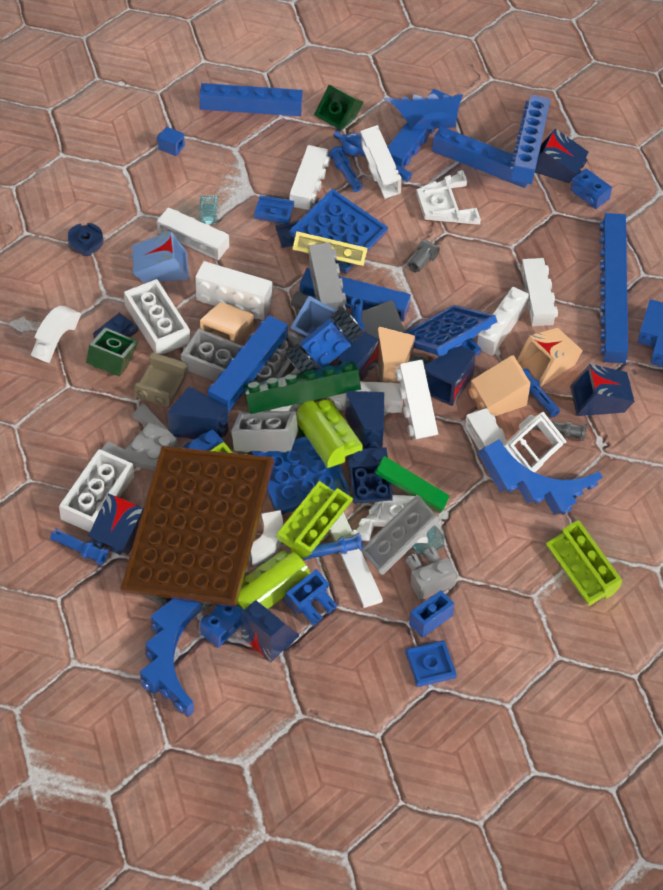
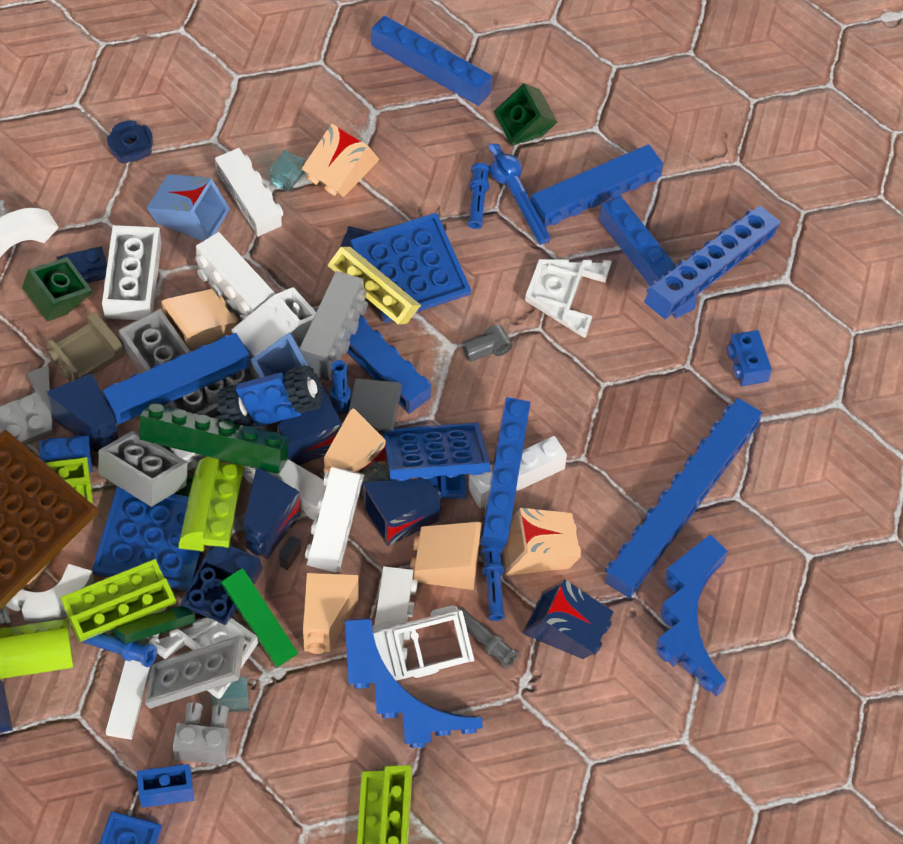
camera: 30 degrees right, 5 degrees up
(171, 141) = (306, 69): blue brick -> none
(240, 187) = (339, 162): none -> light nougat slope
(274, 209) = (360, 206): blue plate -> none
(287, 298) = (274, 319): none -> white slope
(305, 592) = (49, 683): blue brick -> none
(309, 177) = (427, 185): white brick -> none
(347, 521) = (154, 624): none -> dark green tile
(380, 162) = (512, 207): white piece -> none
(397, 438) = (289, 552): none -> black tile
(430, 112) = (621, 172): blue piece -> none
(449, 458) = (328, 604): none -> light nougat slope
(508, 325) = (505, 473): none -> blue brick
(539, 287) = (587, 456): white brick -> none
(560, 157) = (738, 301): dark blue slope -> none

